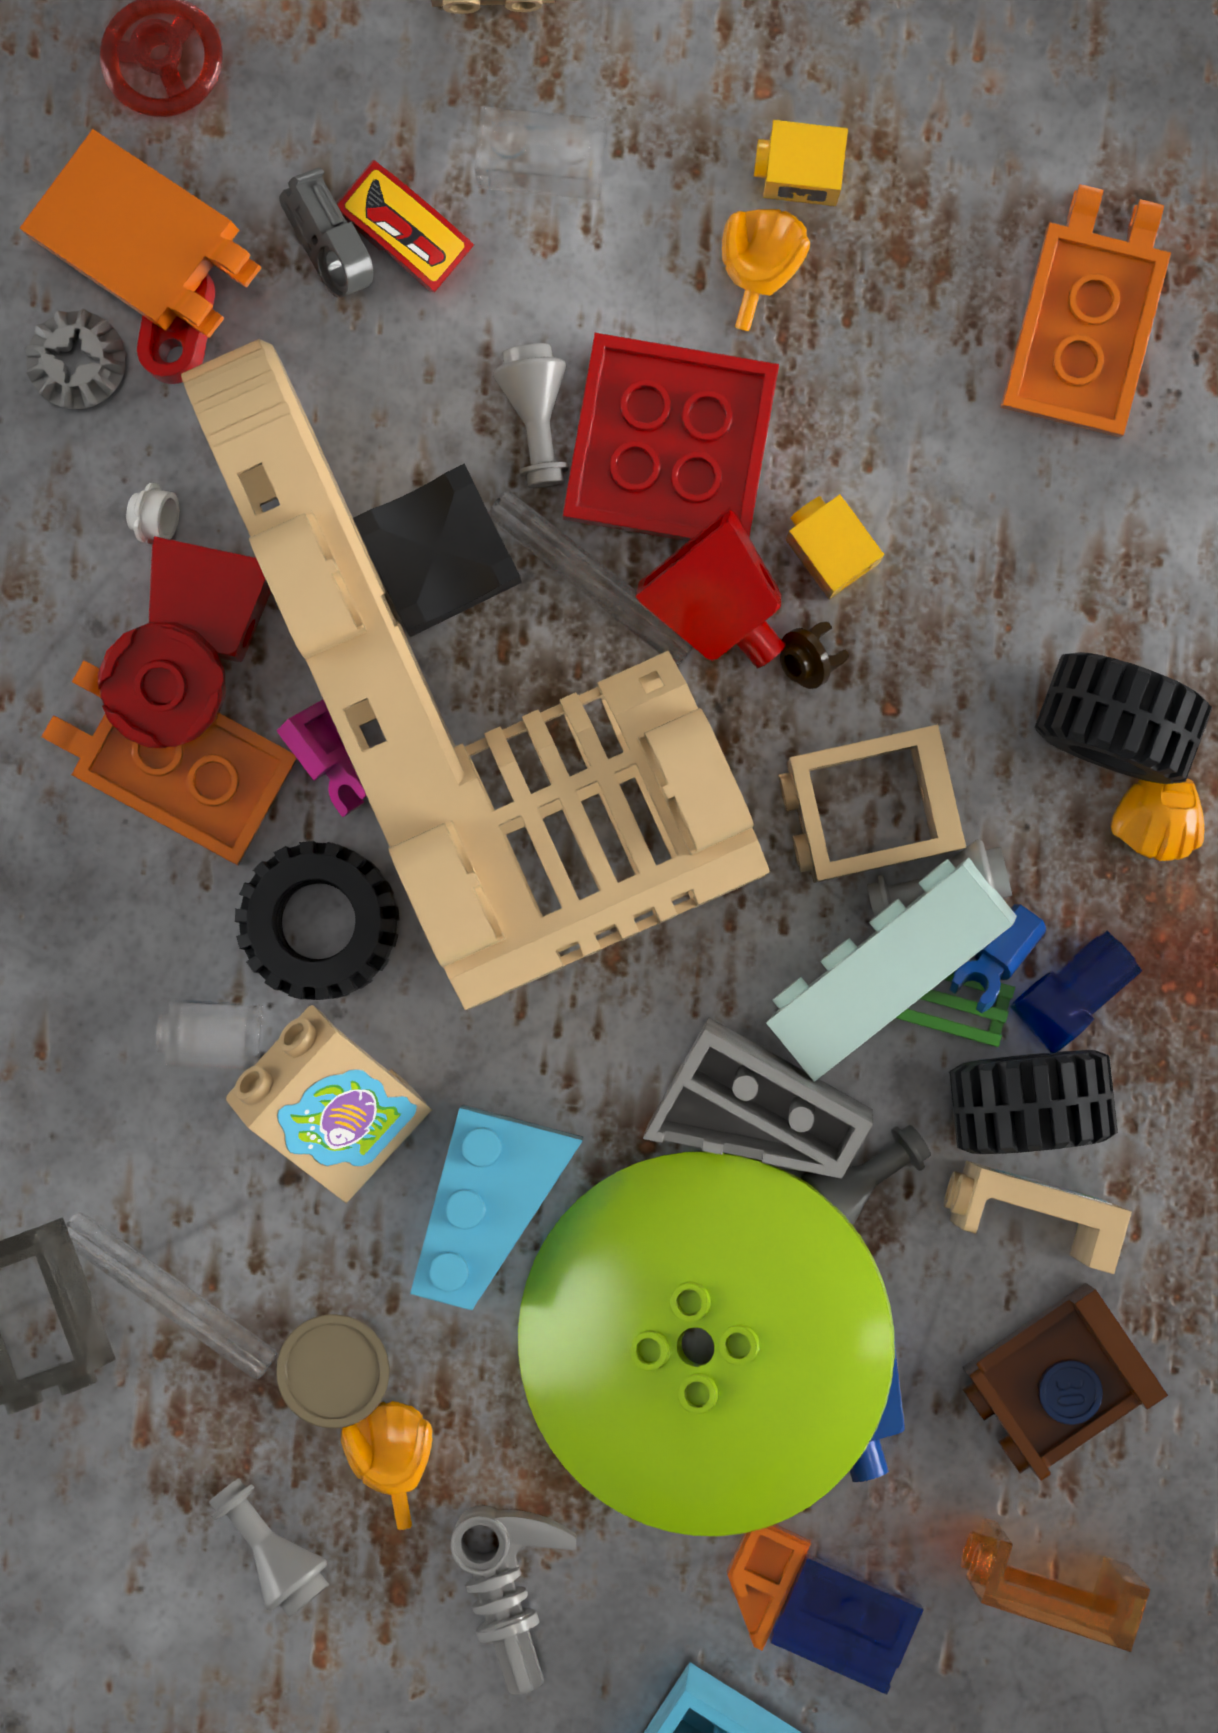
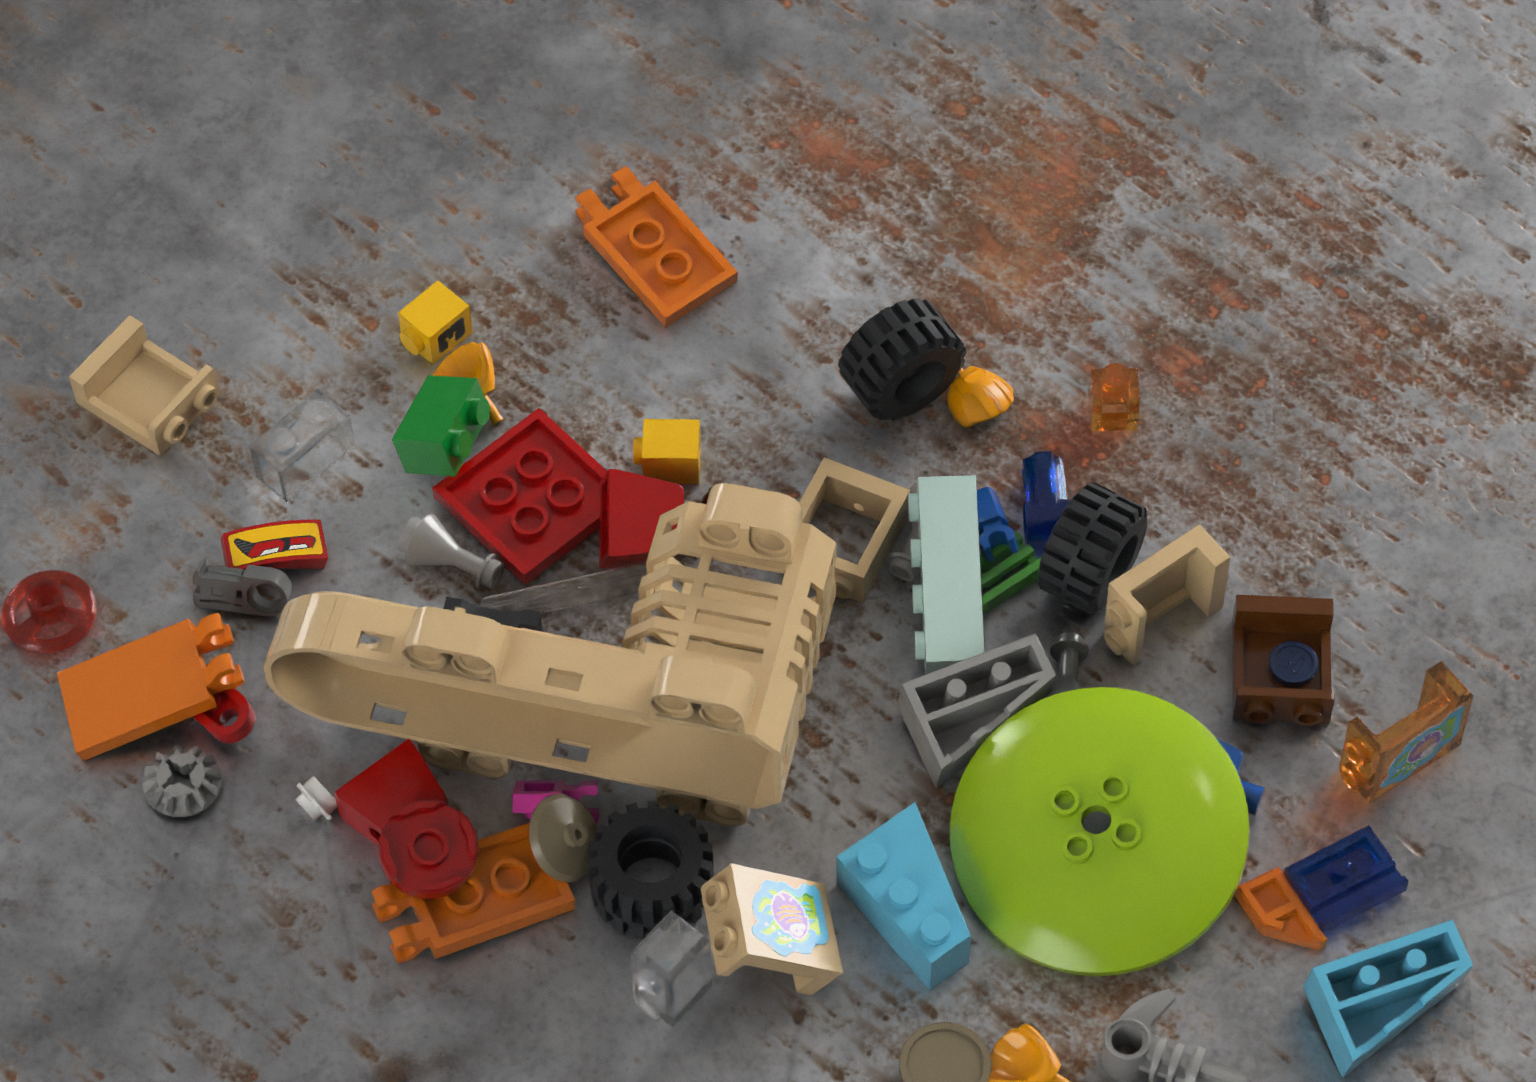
camera: 55 degrees left, 30 degrees down
(287, 804) = (561, 837): none -> dark tan piece
(672, 282) = (441, 425): none -> green brick

